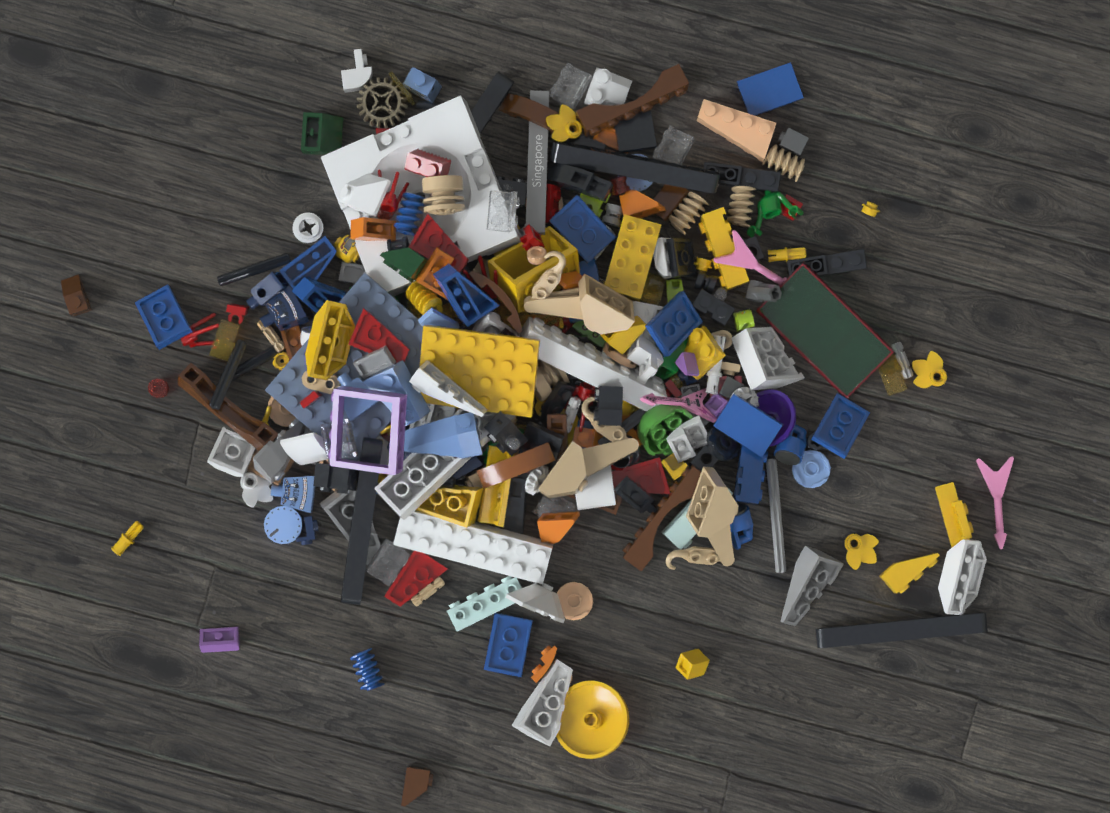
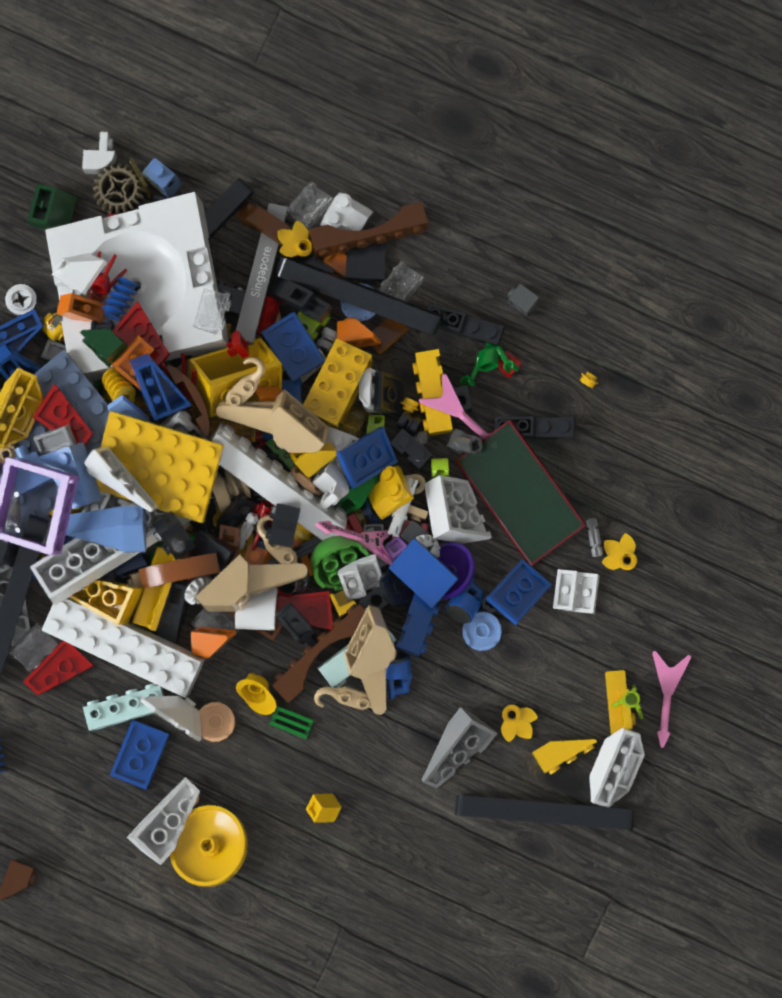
camera: 15 degrees right, 5 degrees down
(427, 164) = (148, 253): brick -> none
(427, 591) = (68, 685): tan axle -> none
(443, 194) = (156, 279): tan wheel -> none
(536, 255) = (236, 362): light nougat tile -> none
(548, 656) = (177, 774): orange slope -> none
(608, 568) = (256, 694): none -> yellow piece
(619, 185) = (339, 311): clear red wheel -> none
(663, 591) = (275, 716): none -> green tile
(687, 212) = (403, 350): tan piece -> none
(688, 364) = (373, 500): medium lavender slope -> none
(740, 205) = (457, 353): tan piece -> none
(742, 129) = (470, 275): light nougat wedge -> none
(770, 90) = (509, 244): blue tile -> none
(776, 518) = (437, 672): light grey axle -> none
(784, 162) = (510, 318): tan piece -> none
(787, 254) = (496, 410): yellow axle -> none
(891, 375) = (581, 551): clear yellow slope -> none
(894, 415) = (576, 591): none -> white slope
(966, 511) = (631, 700): none -> lime plant

